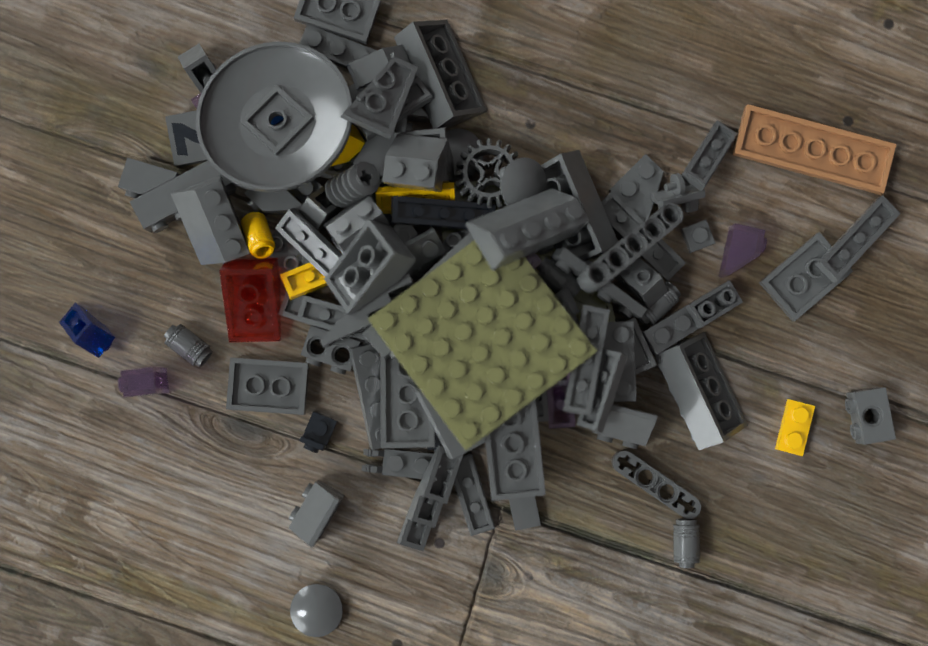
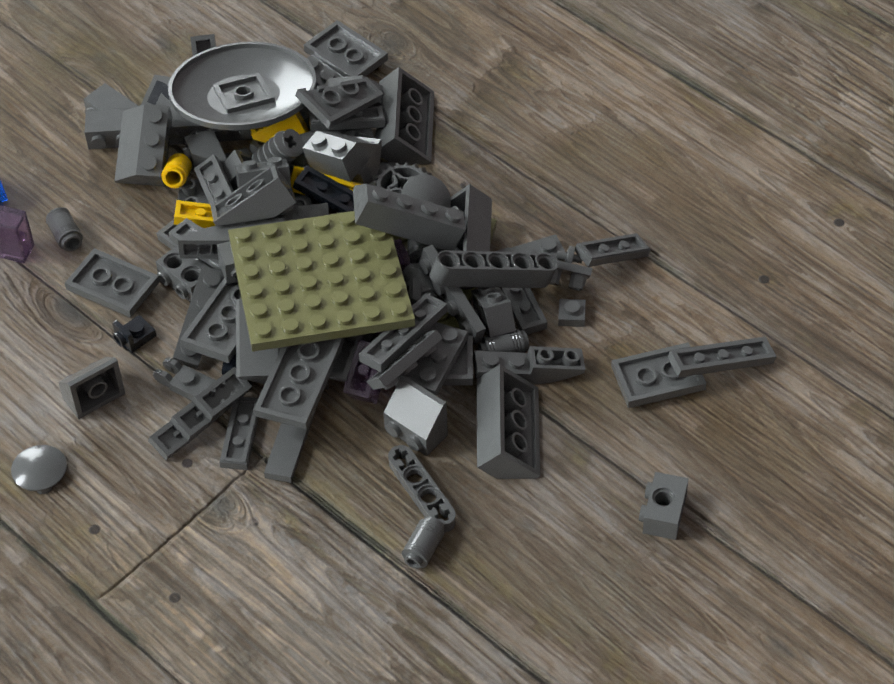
camera: 30 degrees right, 35 degrees down
(252, 299) = (139, 214): clear red slope -> none
(741, 247) = (606, 331): clear purple slope -> none
(795, 427) = (585, 494): yellow plate -> none
(814, 149) = (717, 283): medium nougat plate -> none

